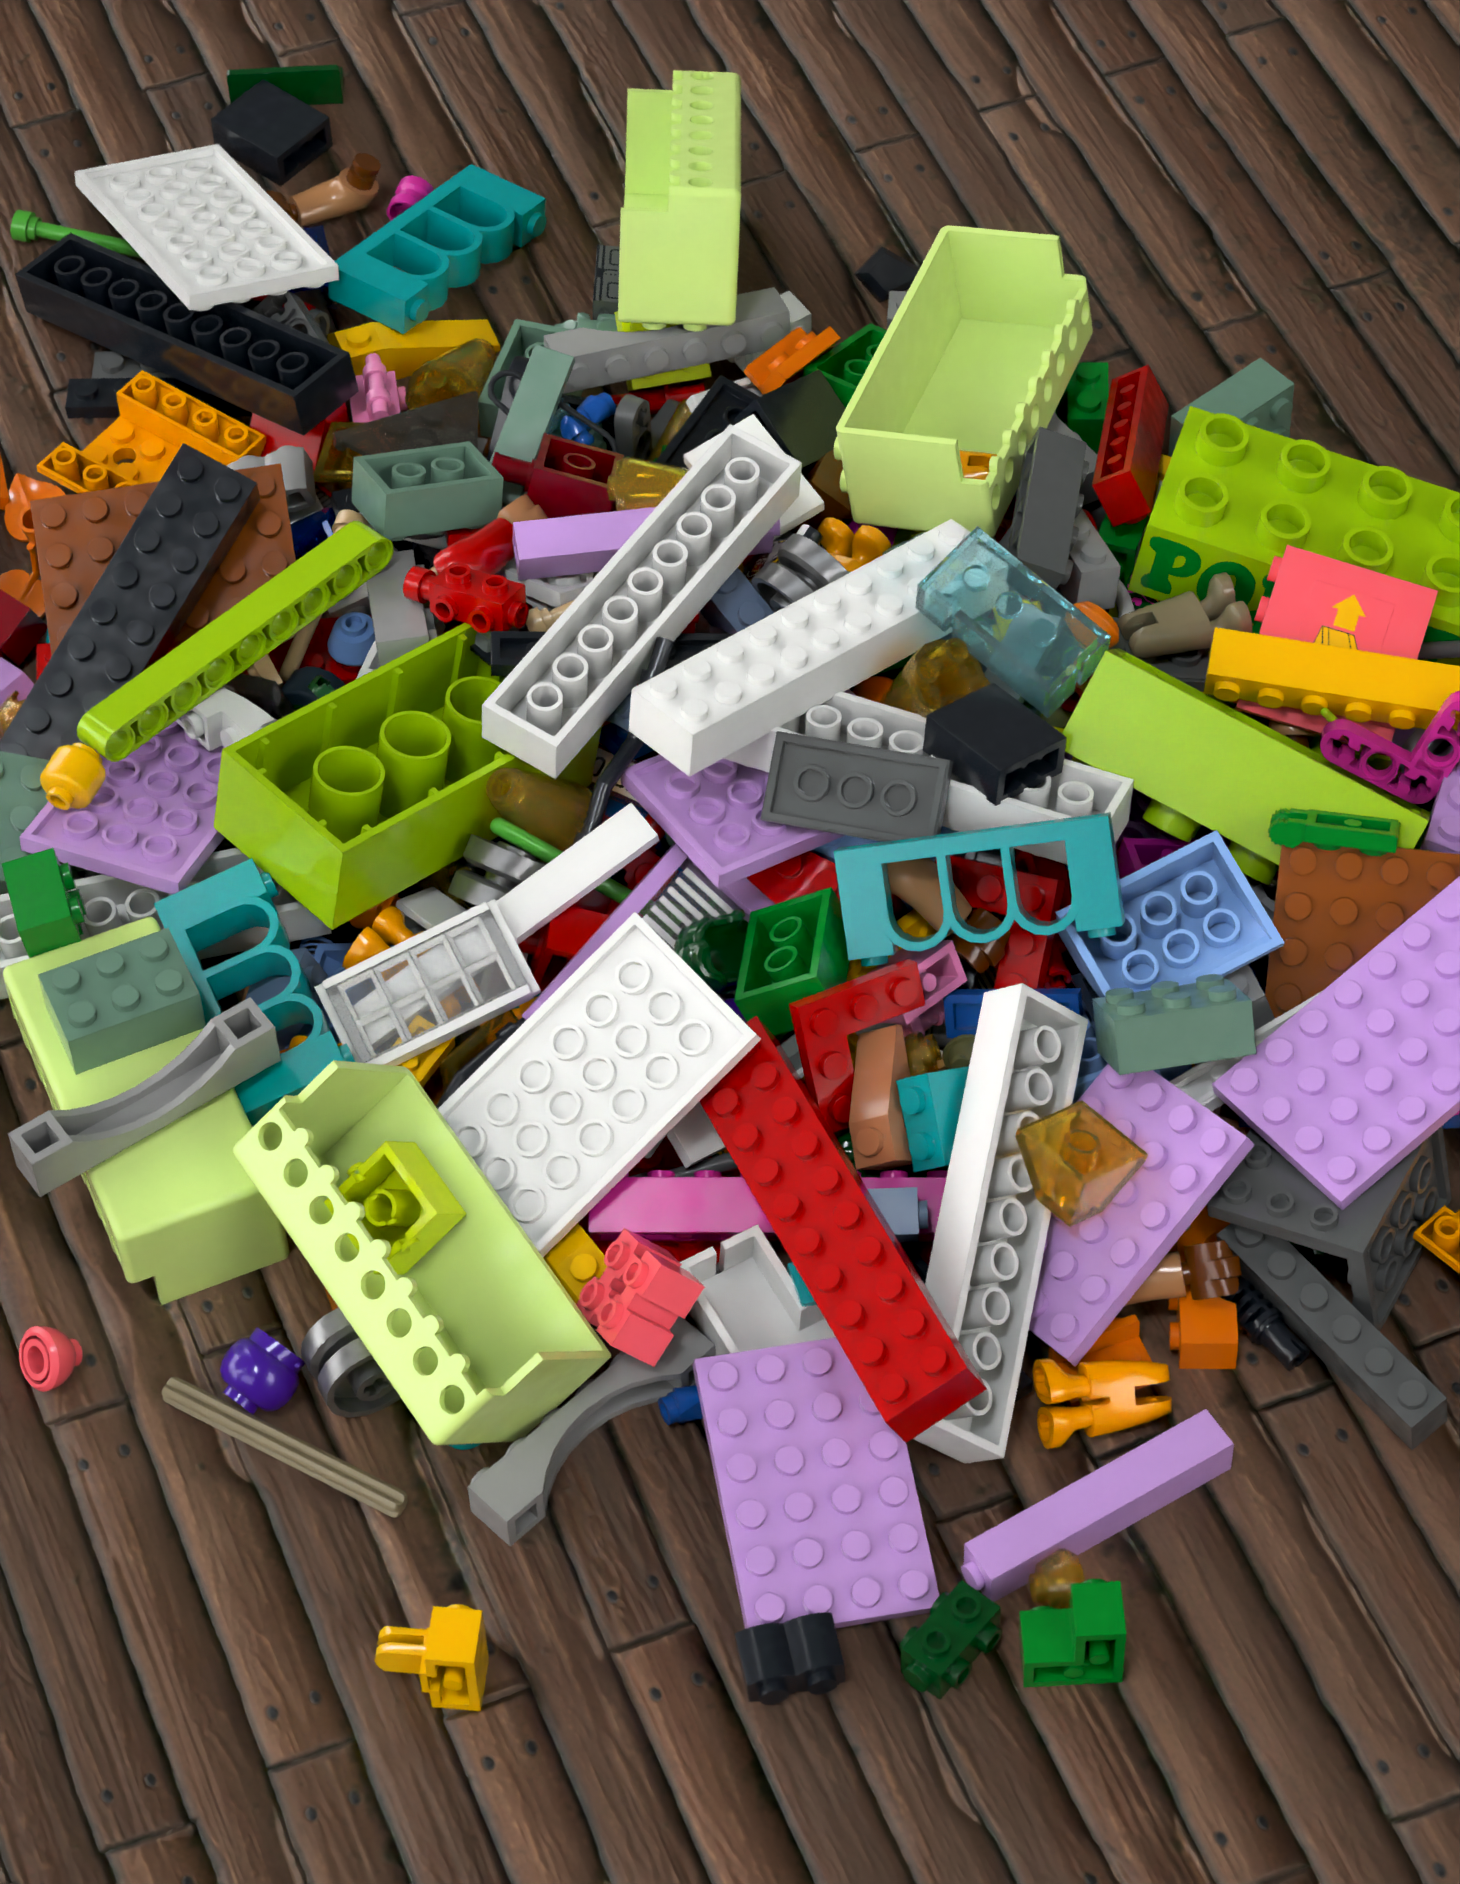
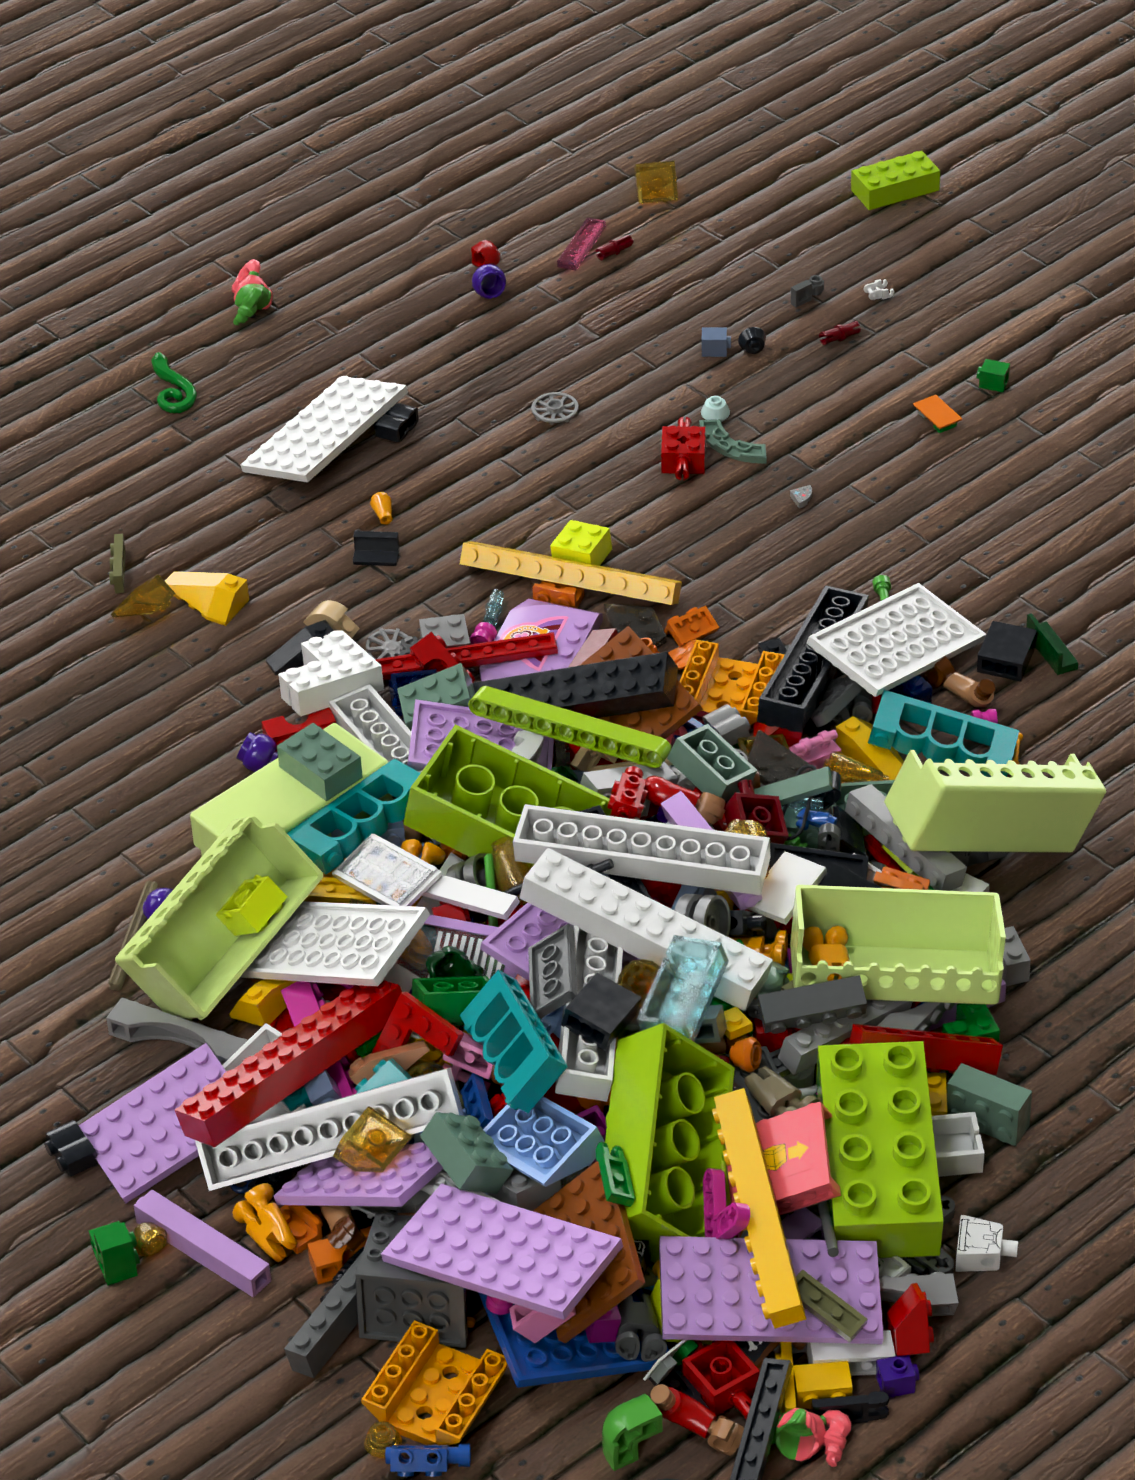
camera: 70 degrees right, 10 degrees down
(43, 903) = (376, 721): green brick -> none
(48, 1357) = (151, 836): coral brick -> none
(73, 776) = (456, 702): yellow head -> none
(75, 1140) = (226, 771): light grey arch -> none
(446, 1655) = (24, 1022): yellow brick -> none
(638, 1297) = (238, 1012): coral brick -> none
(885, 273) = (1043, 930): black piece -> none
(950, 1640) = (100, 1204): dark green brick -> none

